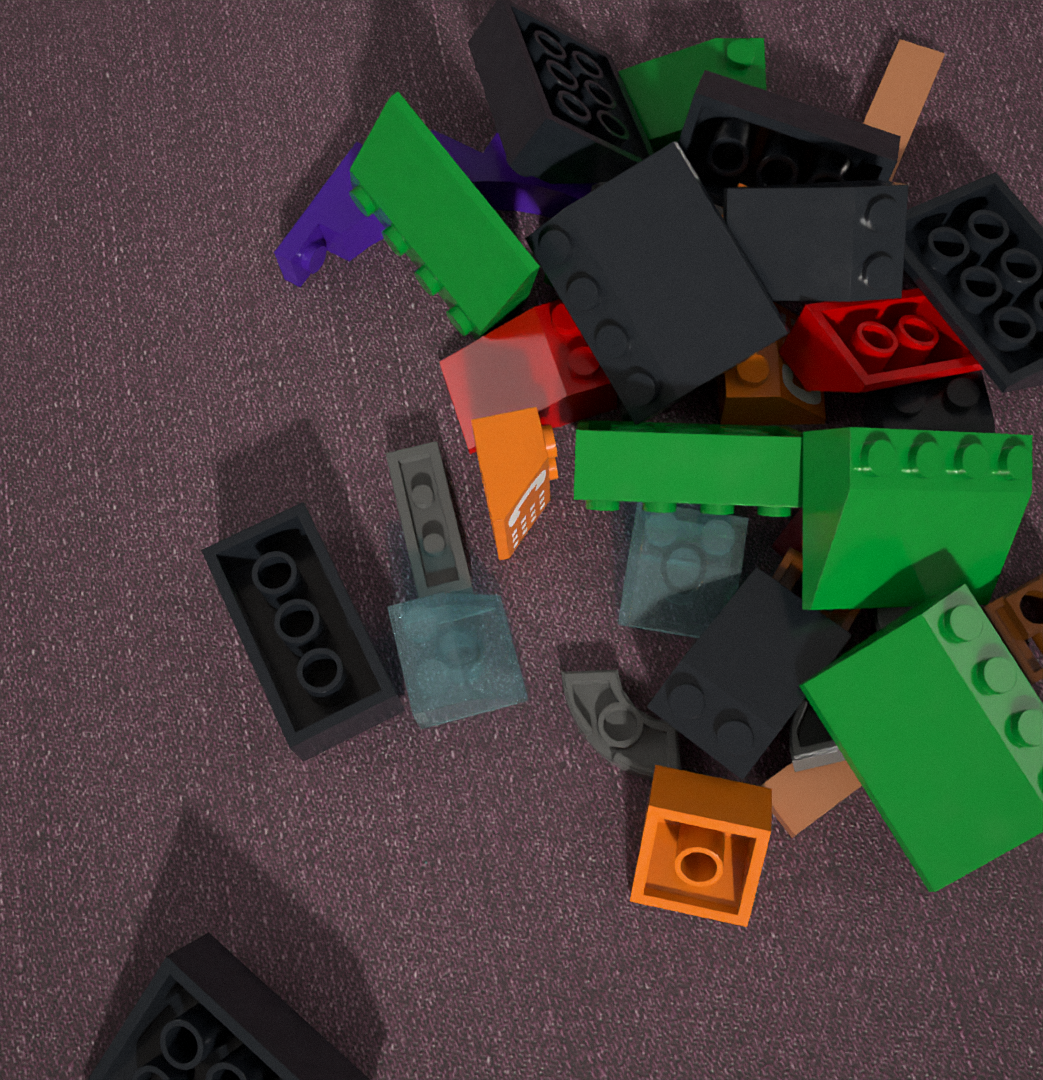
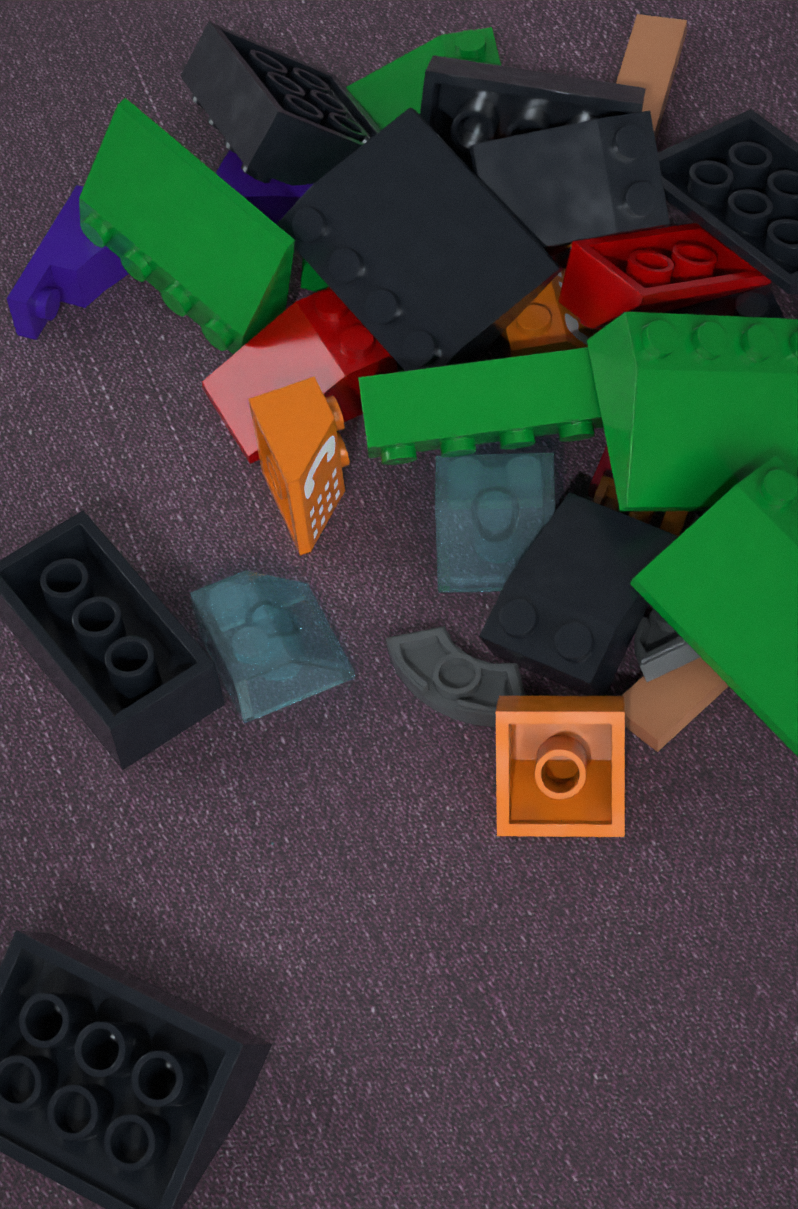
camera: 10 degrees left, 15 degrees down
(428, 521) = (215, 517): dark grey plate -> none

